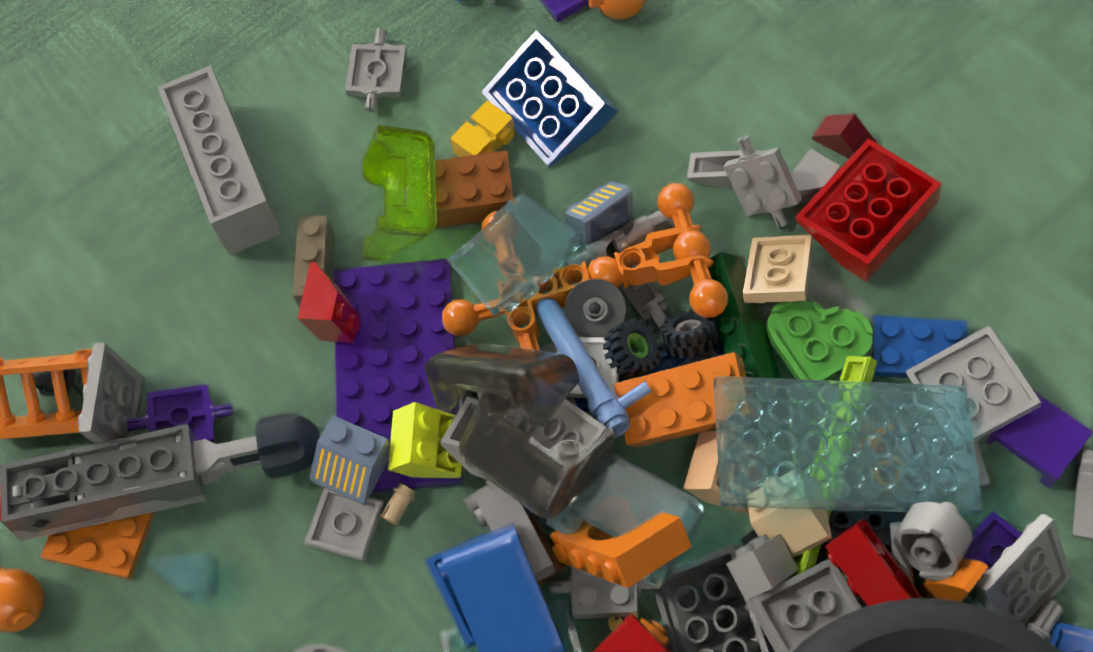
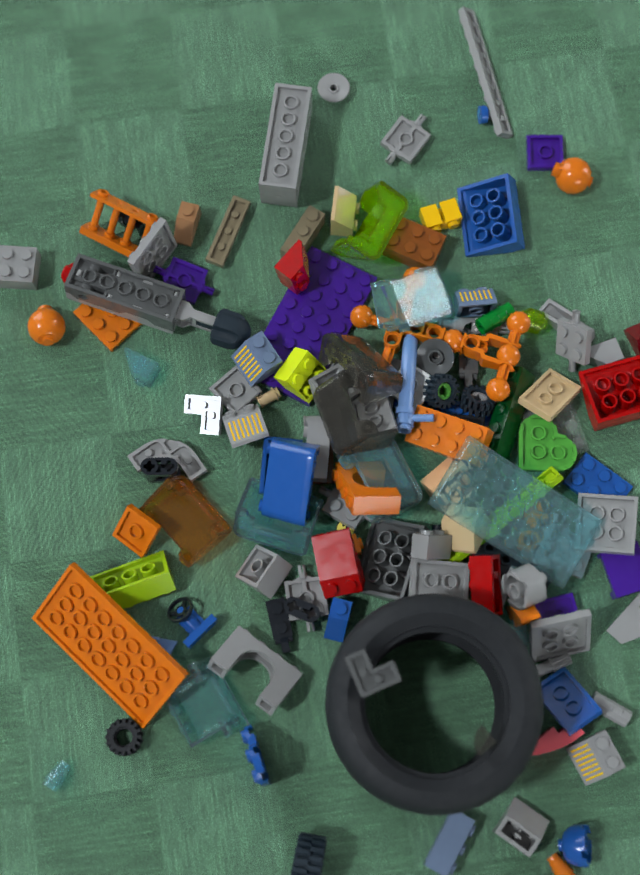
camera: 25 degrees right, 10 degrees up
(140, 339) = (187, 223): none -> medium nougat slope
(205, 318) = (228, 231): none -> dark tan plate
(239, 53) = (333, 81): none -> light grey piece
(322, 571) = (211, 410): none -> plate
(351, 201) = (343, 212): none -> tan slope
(388, 563) = (245, 425): none -> light grey slope
(639, 214) = (494, 318): none -> green axle
(699, 186) = (537, 319): none -> clear neon green head

